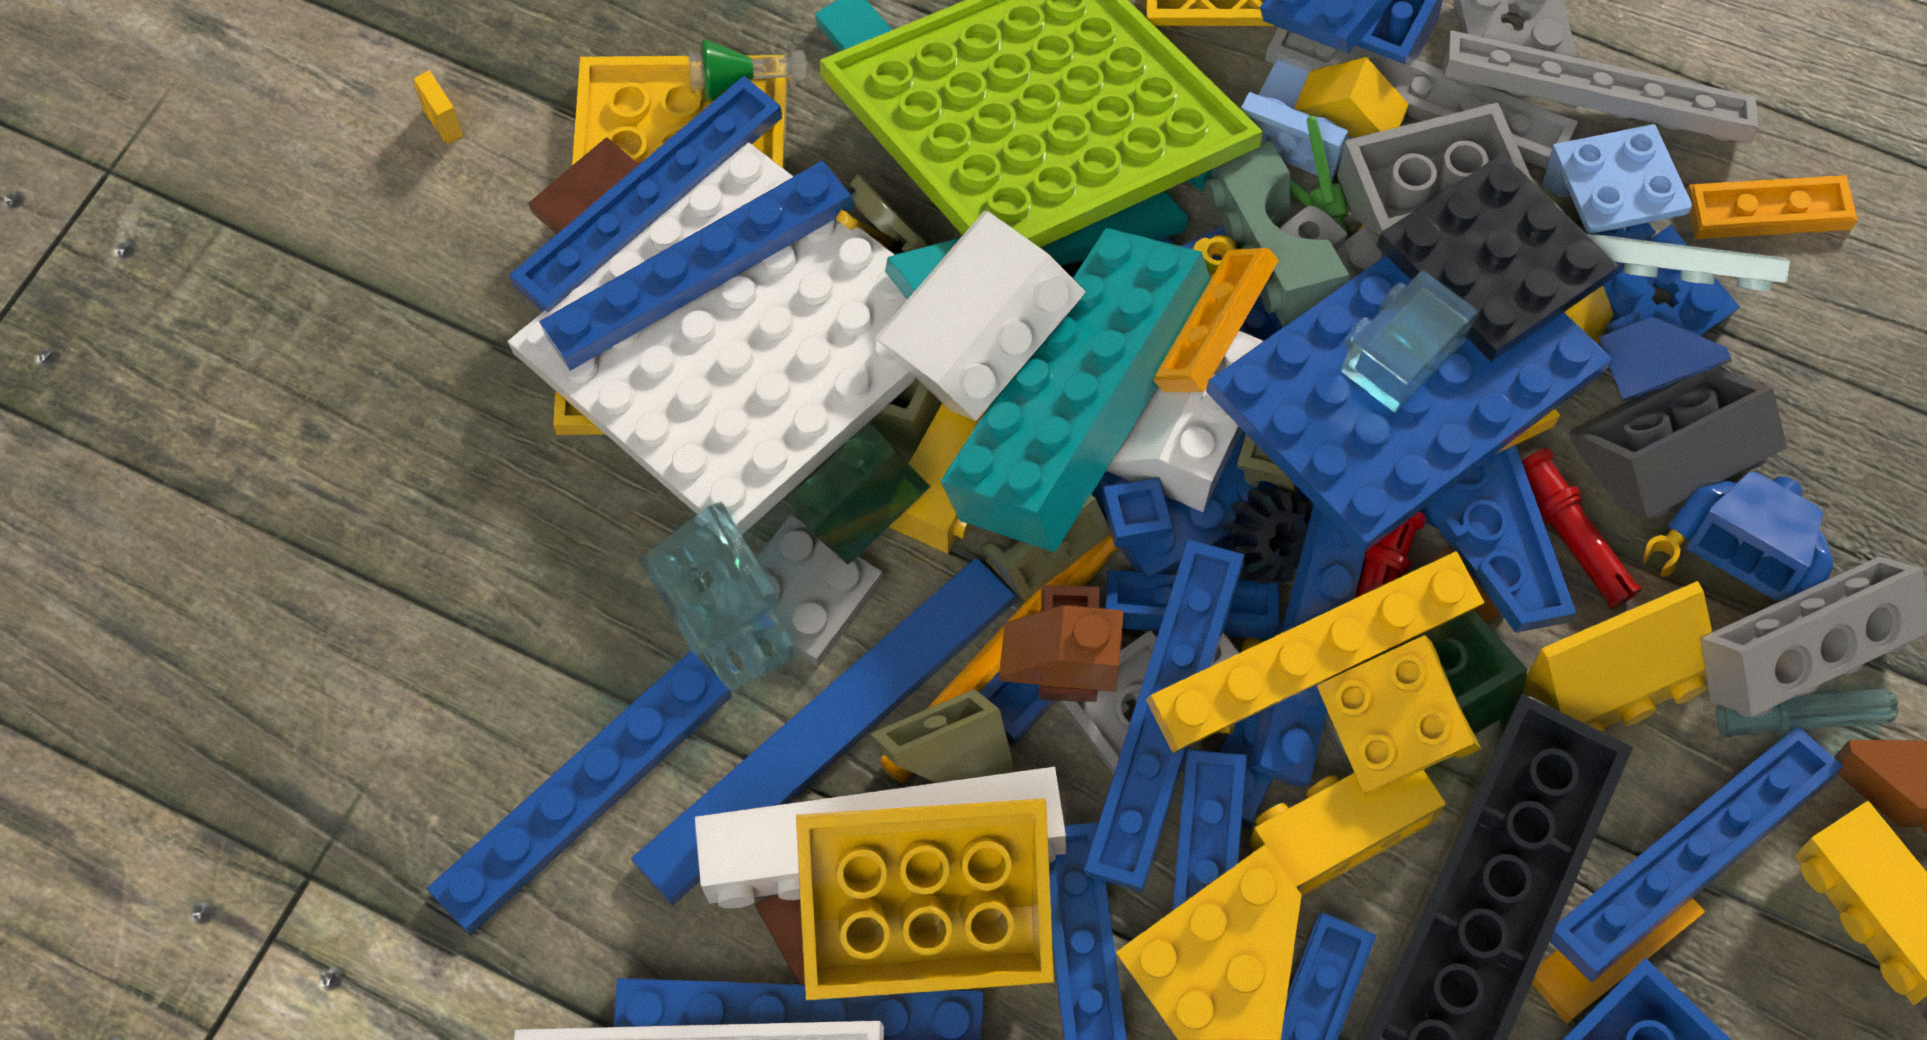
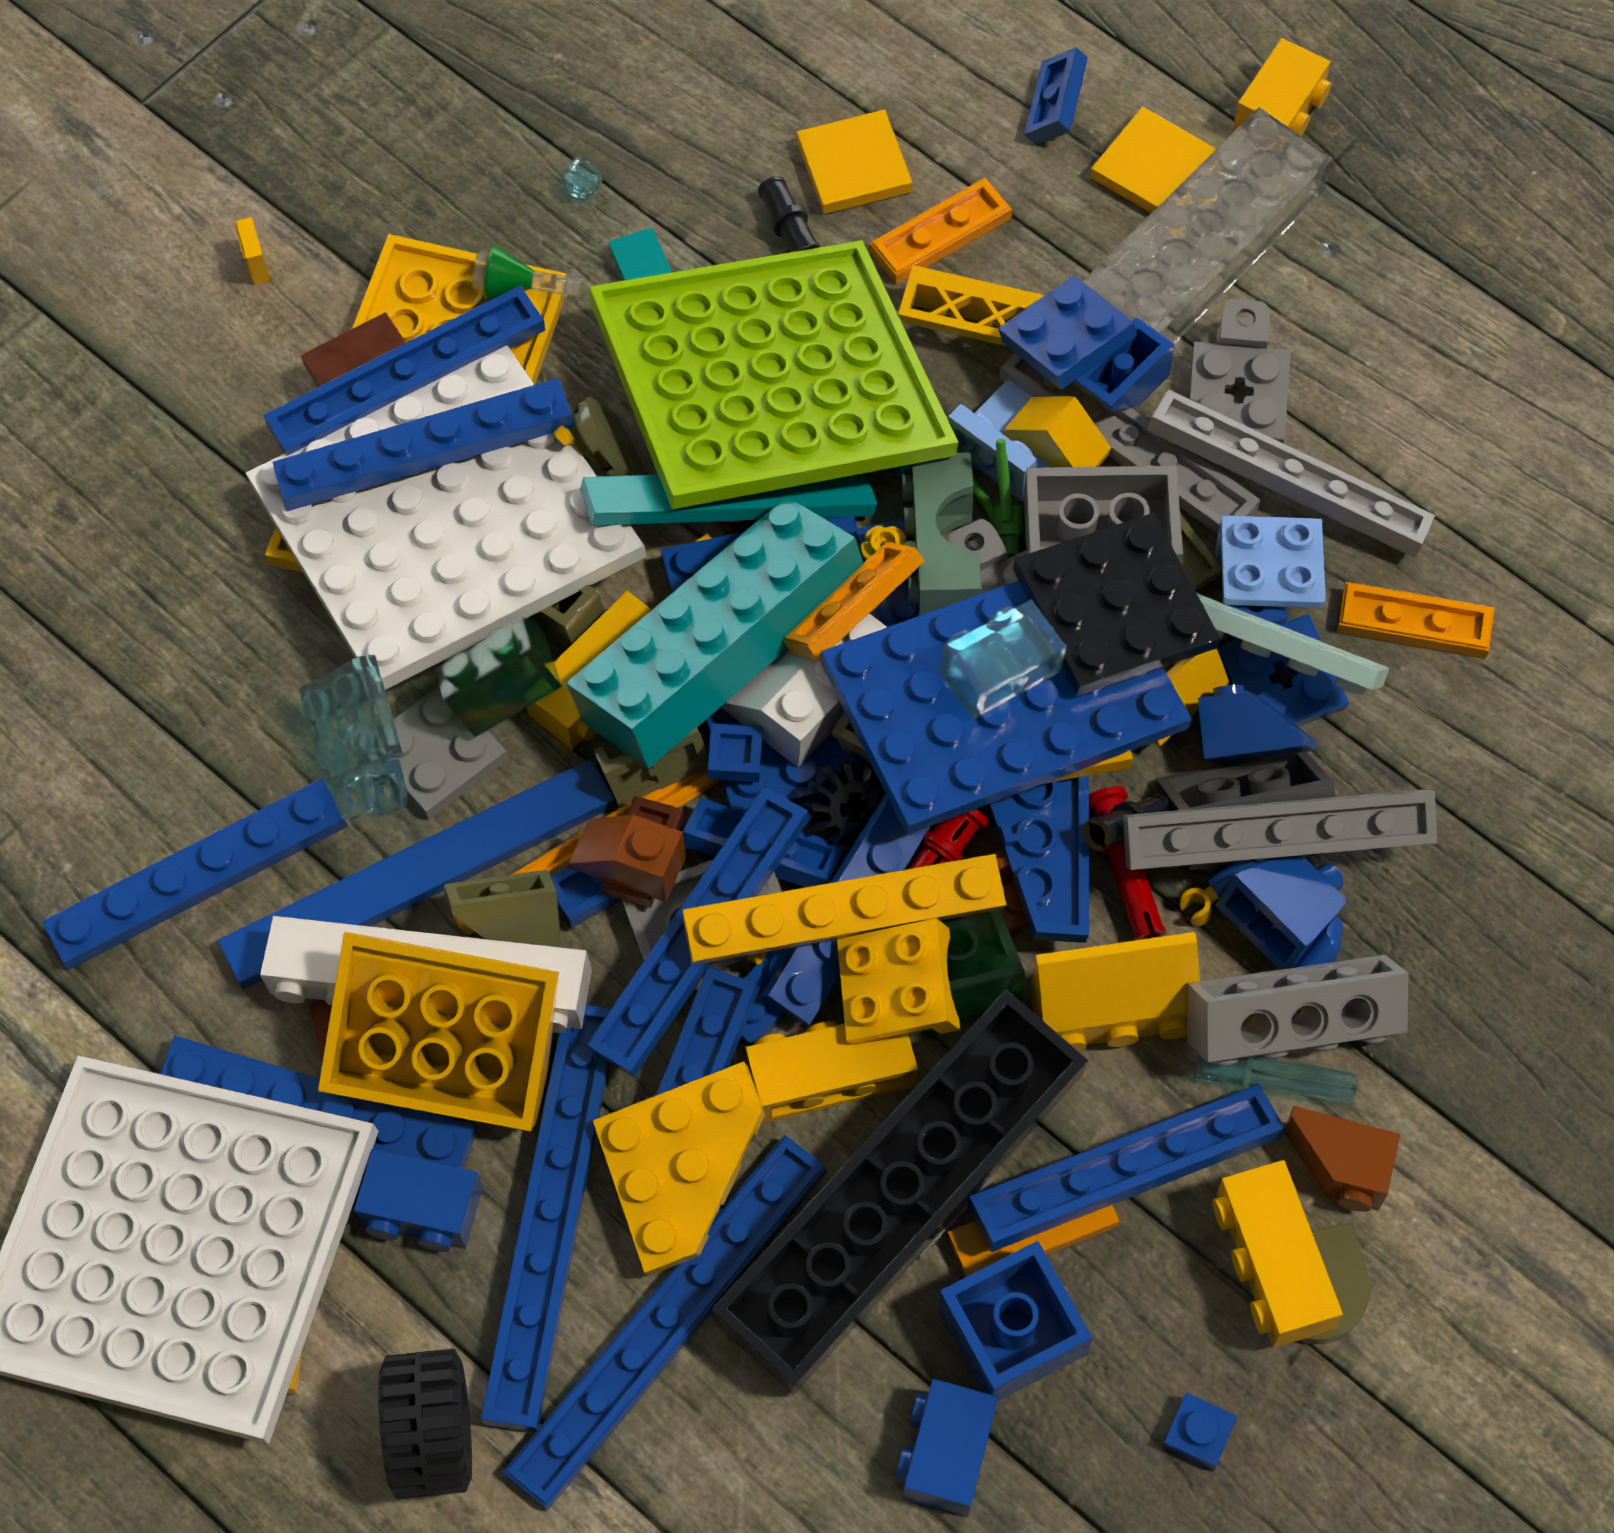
camera: 15 degrees right, 0 degrees up
(980, 315) = (643, 546): white slope -> none
(1573, 484) = (1108, 828): none -> black pin
(1734, 452) = (1279, 829): none -> light grey plate

